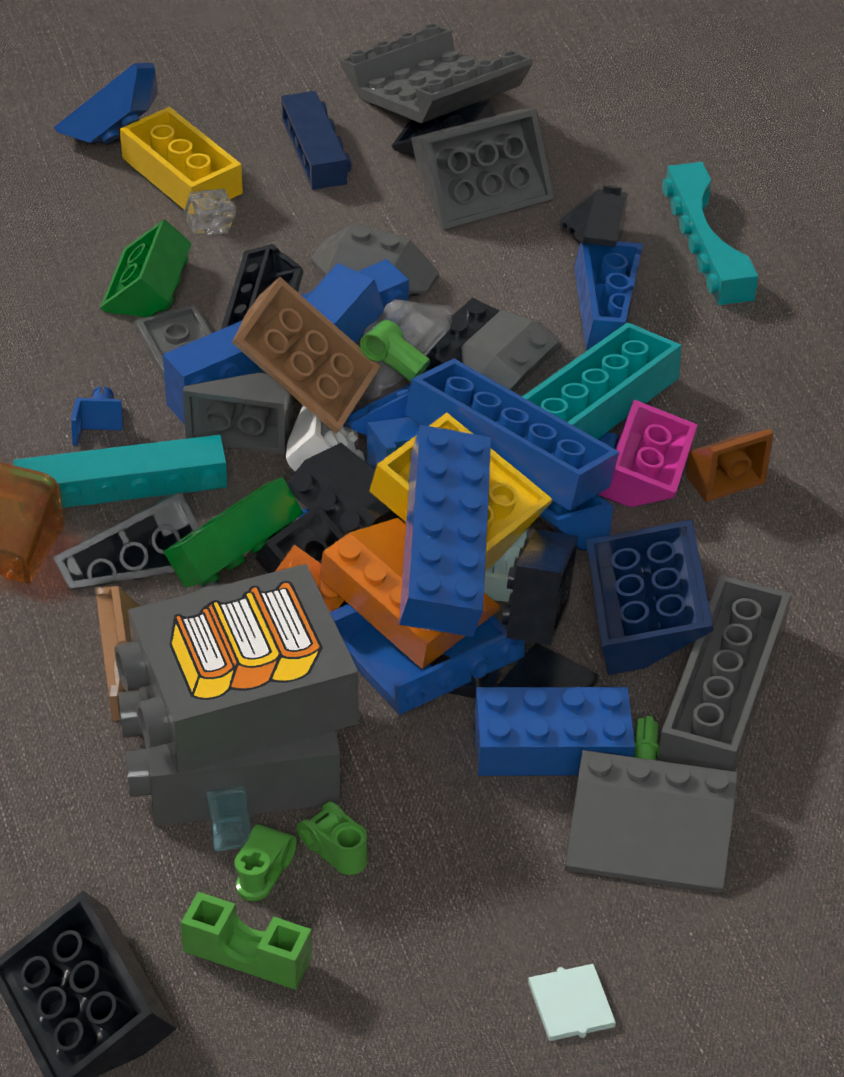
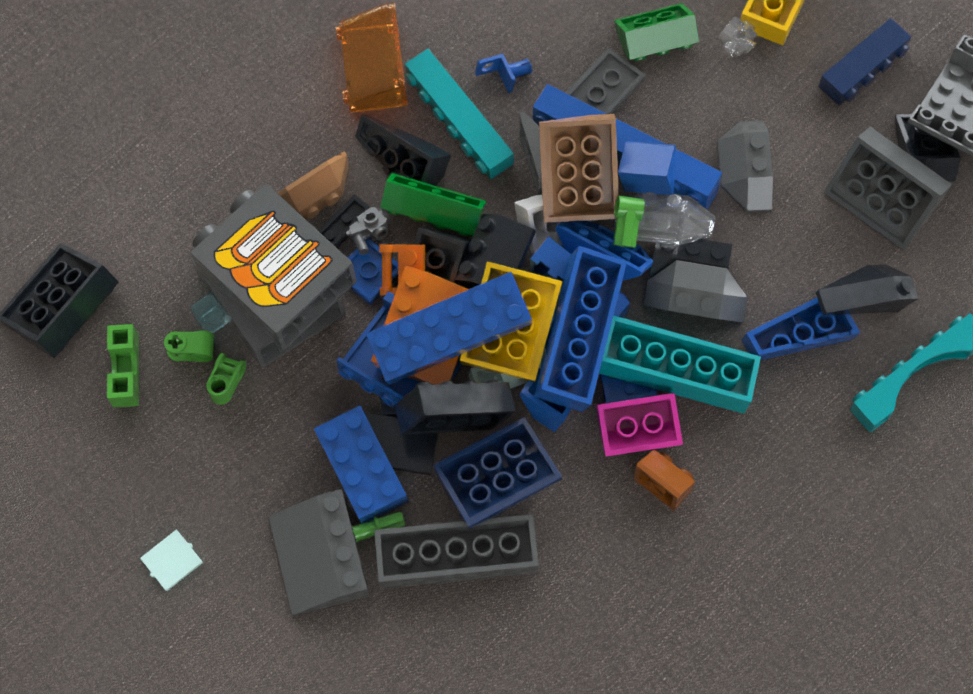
camera: 70 degrees right, 25 degrees up
(256, 273) = (662, 109): black wedge -> none

